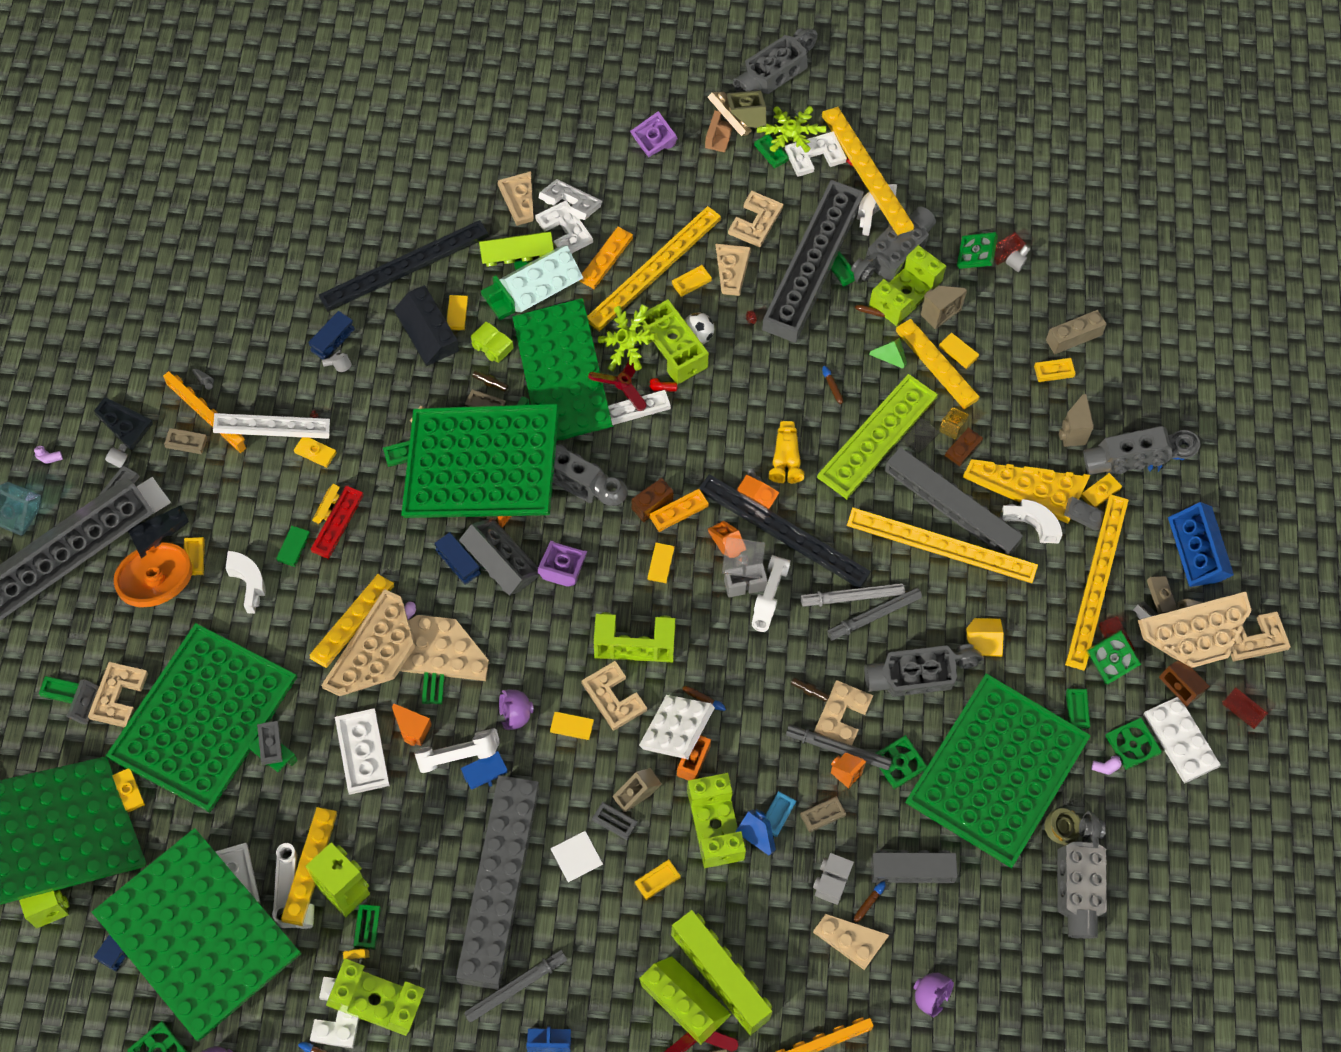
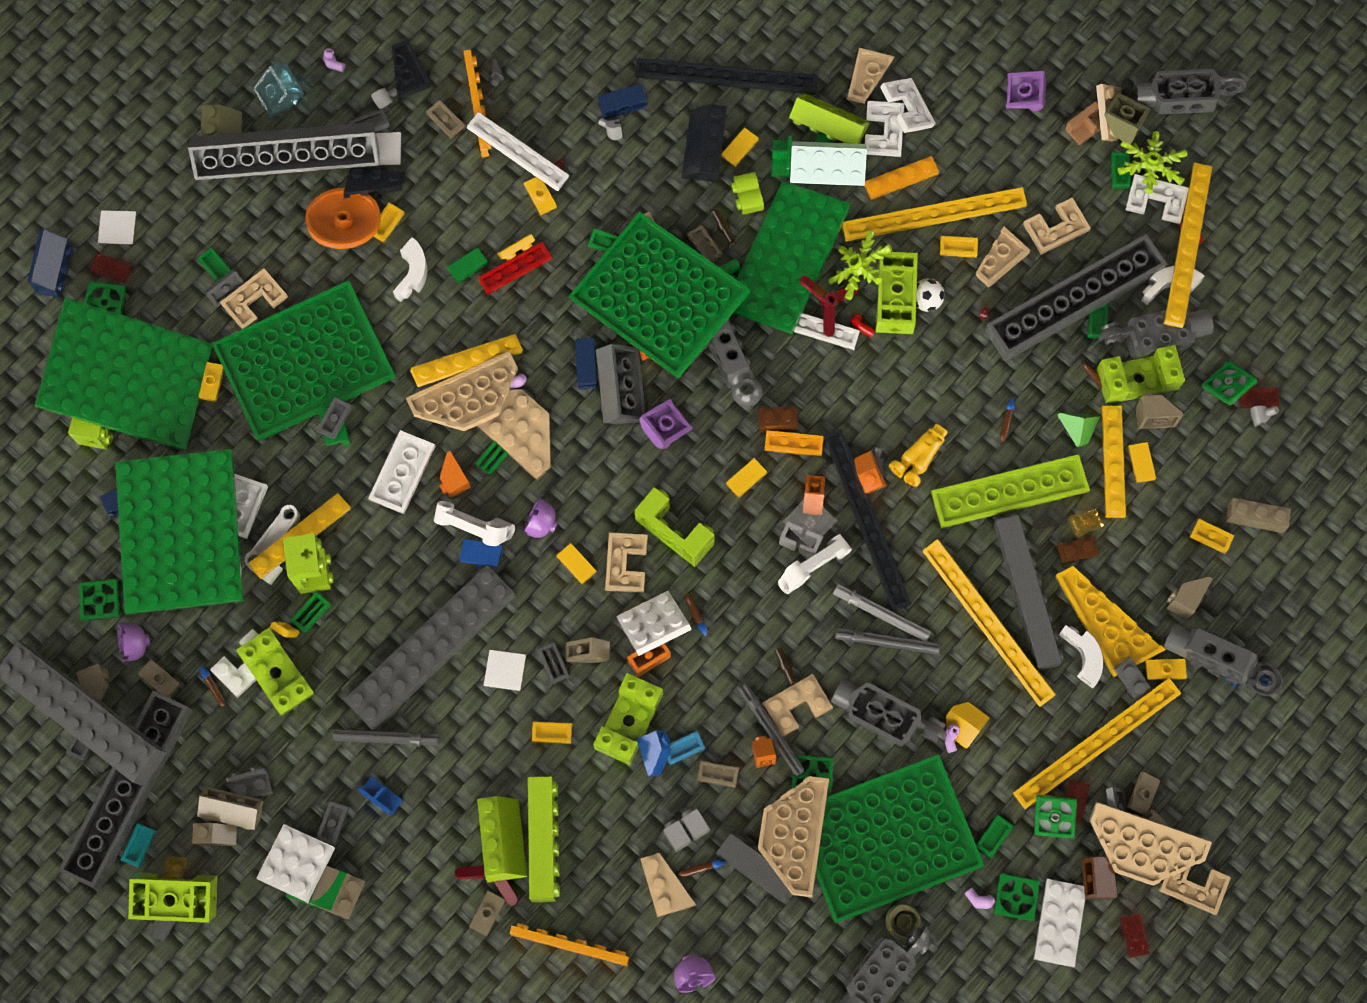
camera: 40 degrees right, 10 degrees up
(926, 817) = (793, 834): none -> tan plate
(983, 647) = (951, 734): none -> lavender arm
(1200, 545) = (1212, 775): blue slope -> none

